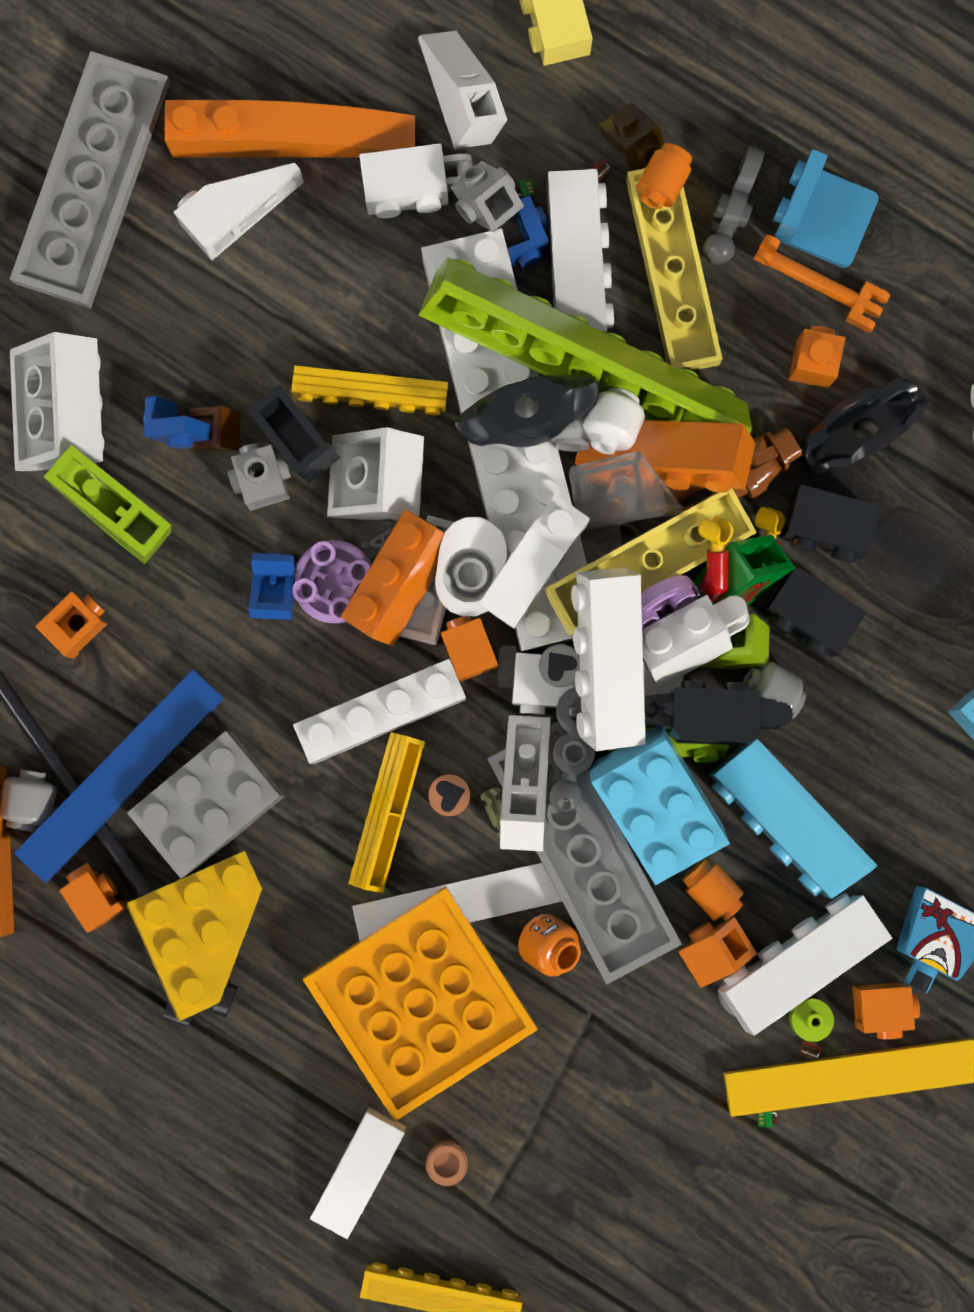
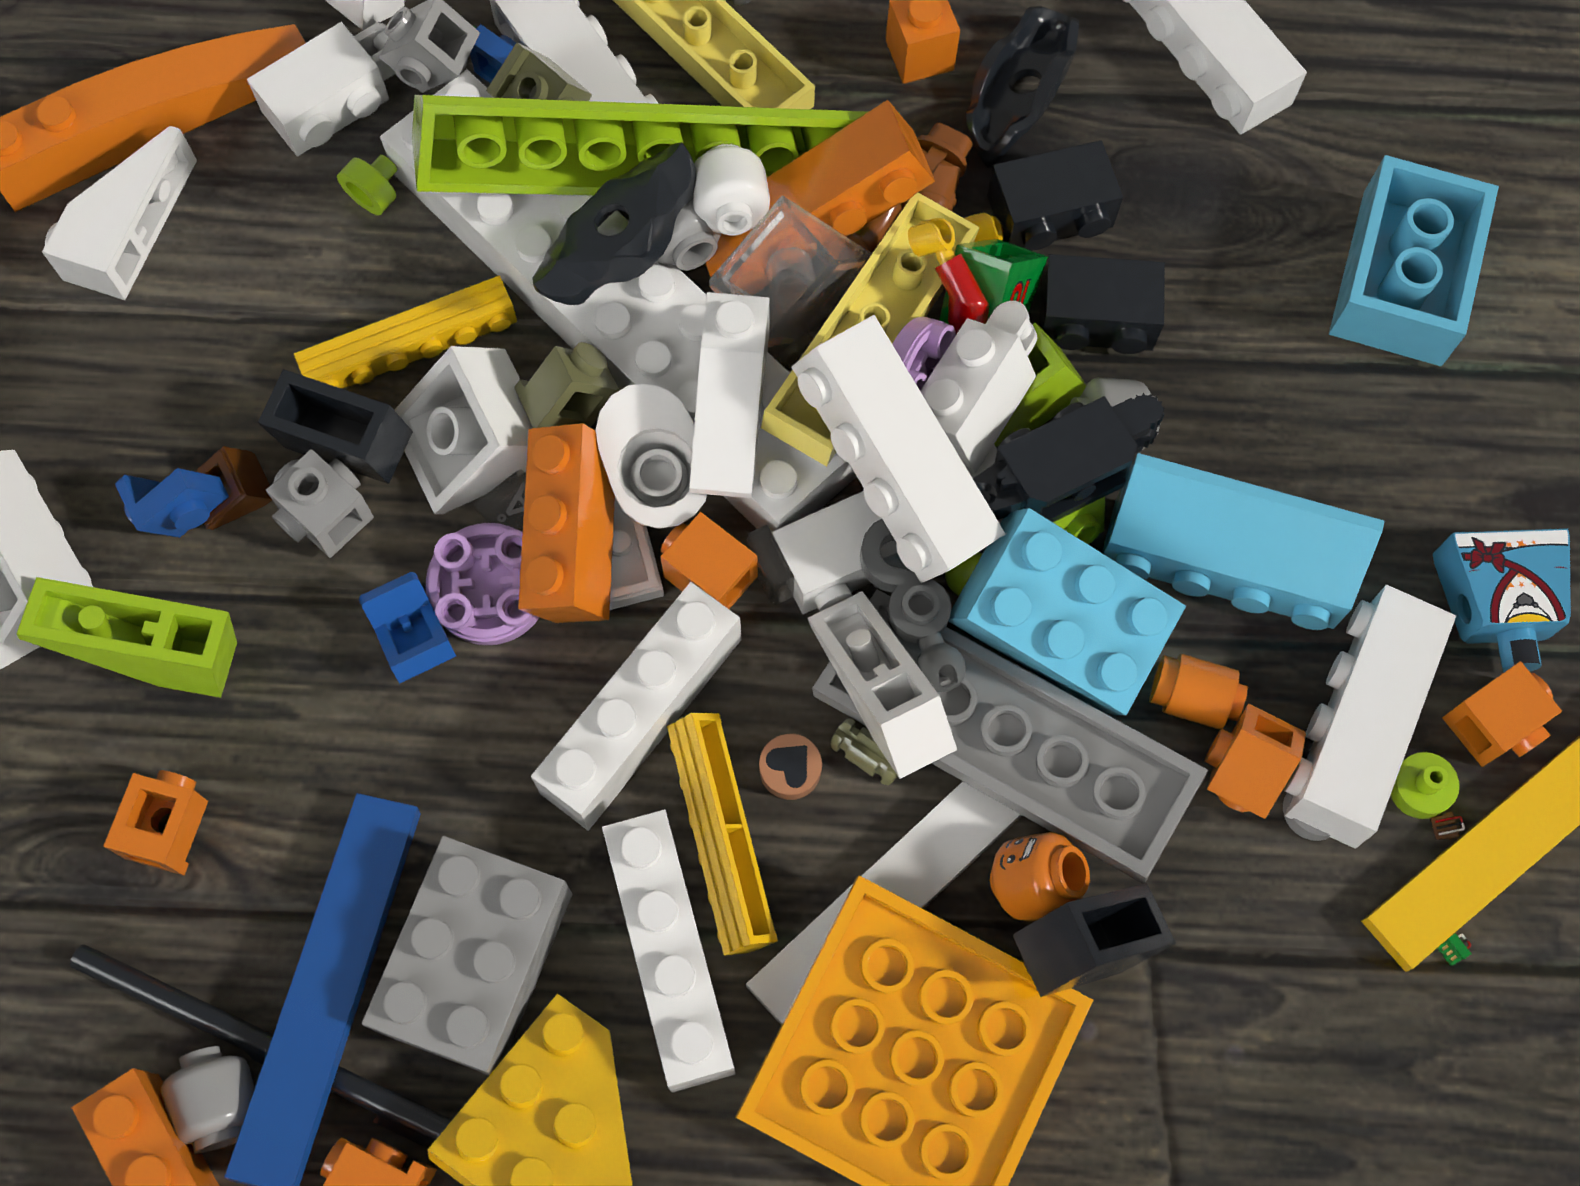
camera: 30 degrees left, 15 degrees down
(317, 865) = (668, 951): none -> white brick
(401, 267) = (369, 183): none -> lime tile
(444, 491) = (567, 387): none -> olive brick
(539, 271) = (534, 76): none -> olive brick
(555, 1000) = (1093, 939): none -> black piece
(559, 665) = (836, 513): tile -> none

